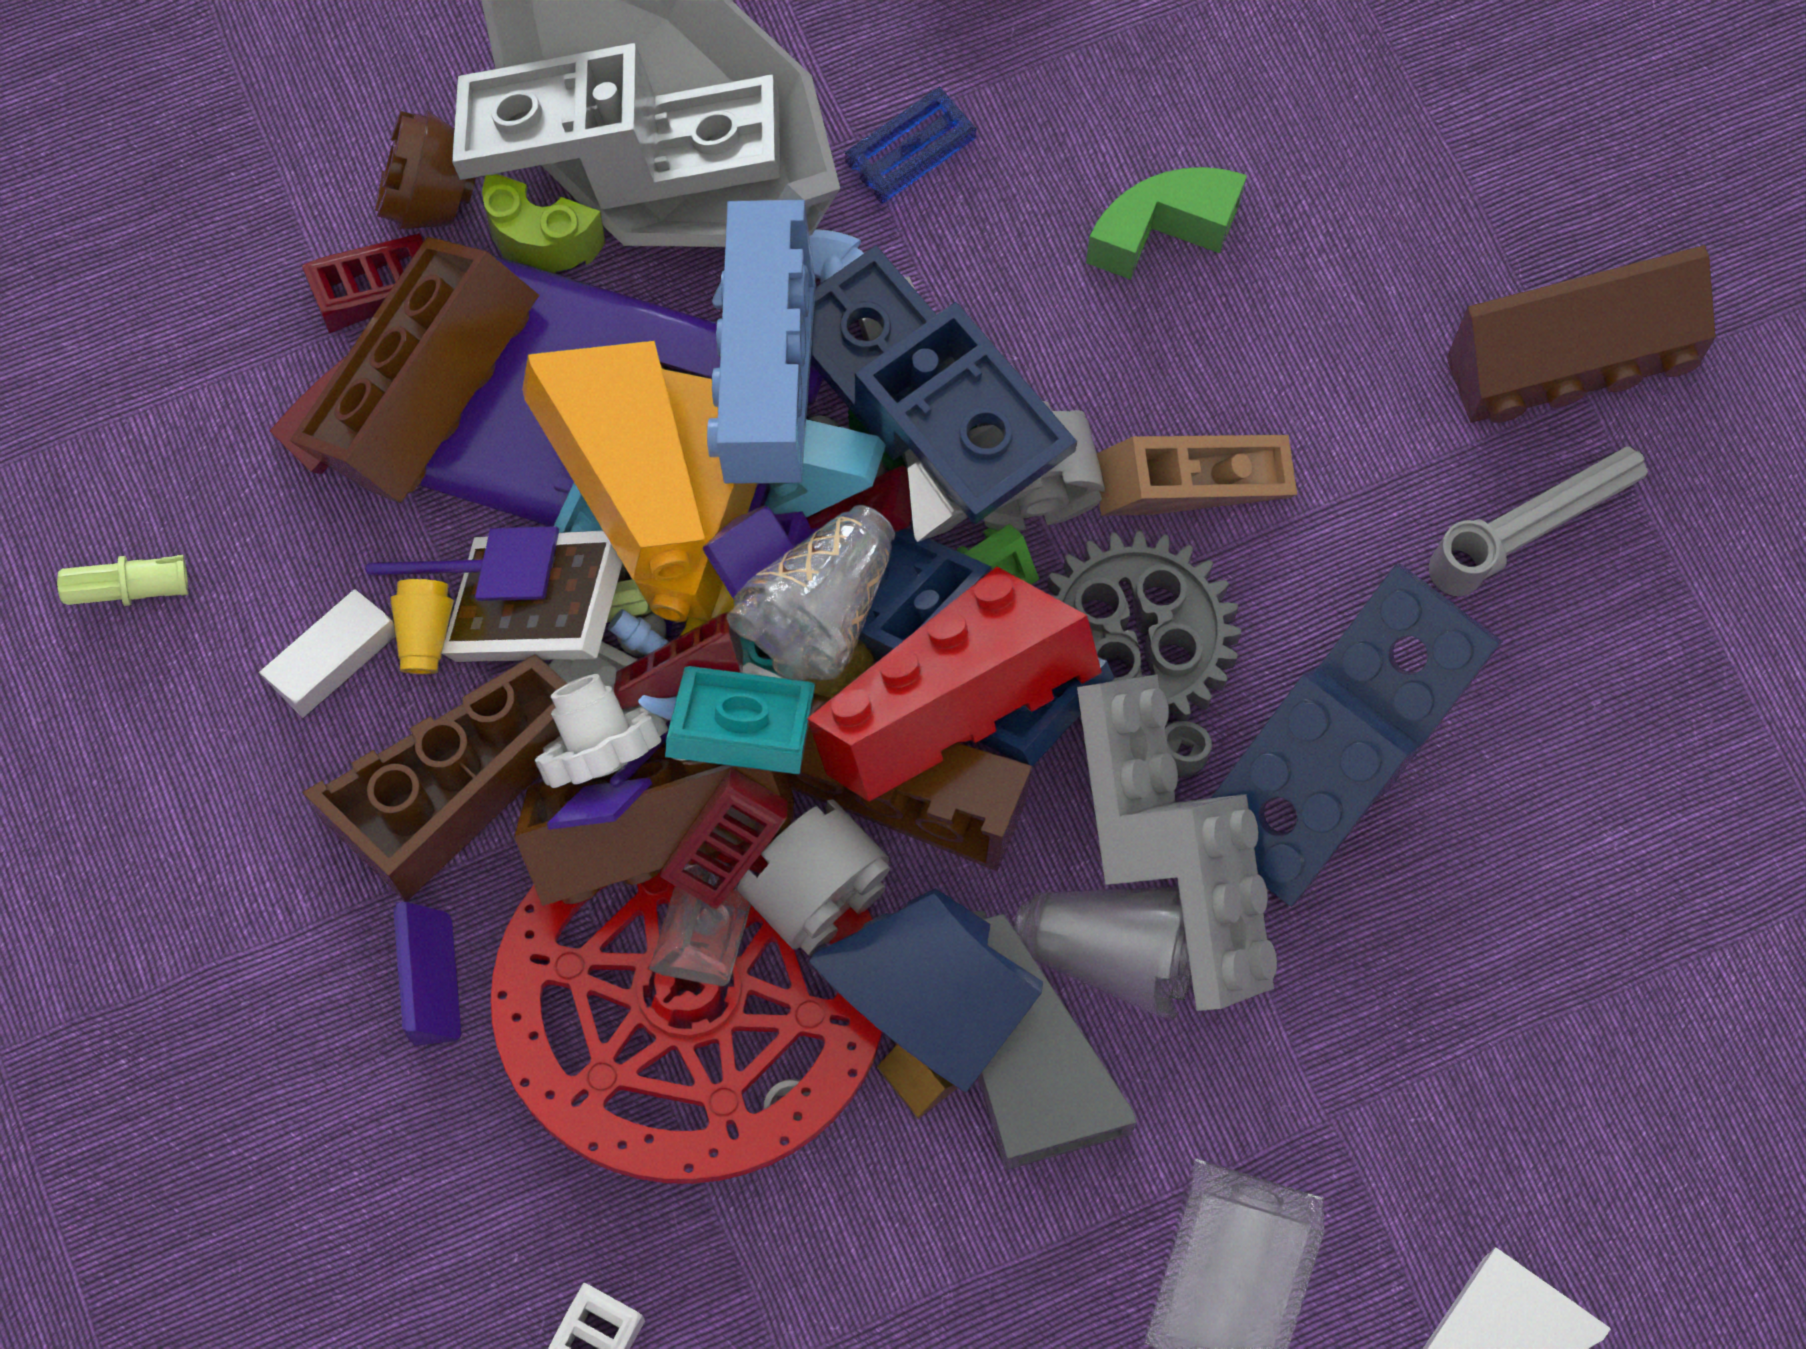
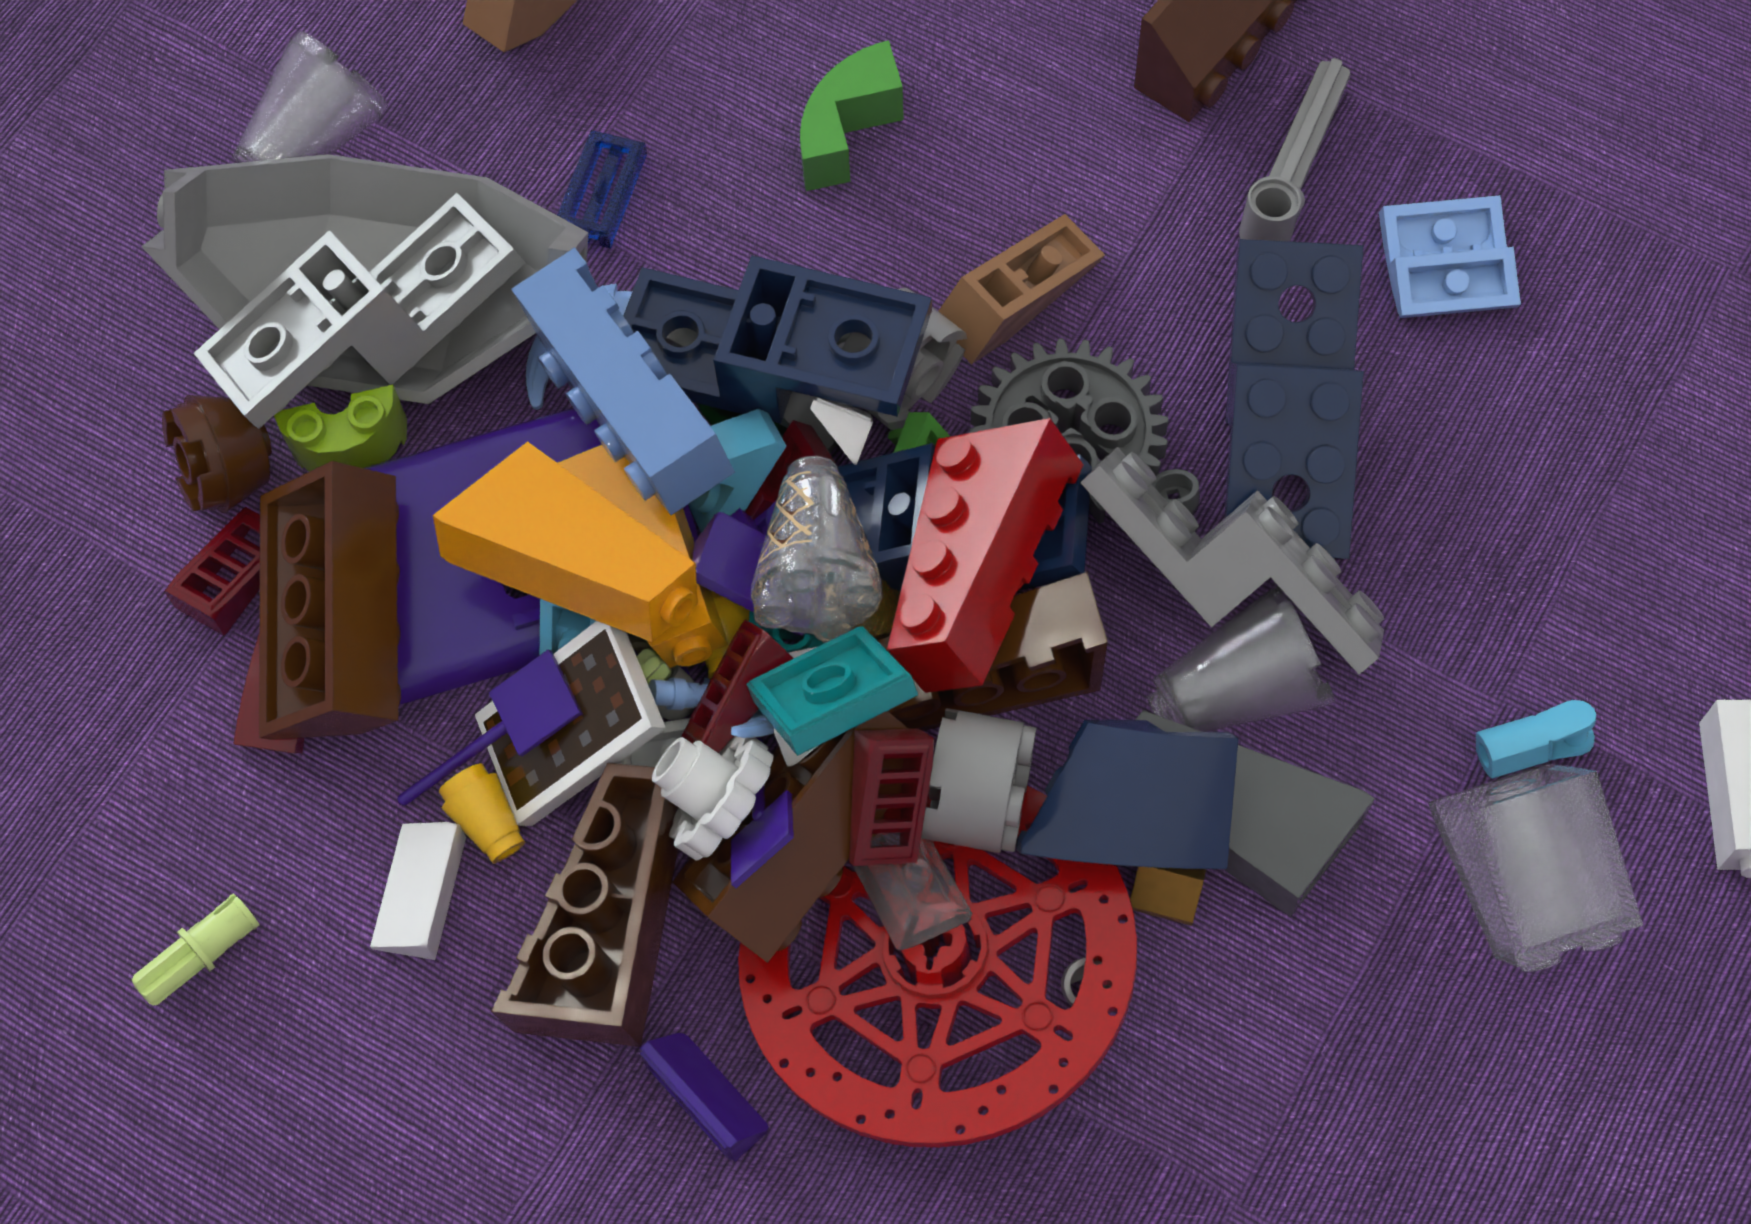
camera: 30 degrees left, 5 degrees down
(1324, 1171) = (1536, 739): none -> medium azure bar
(1599, 702) = (1449, 257): none -> light blue slope

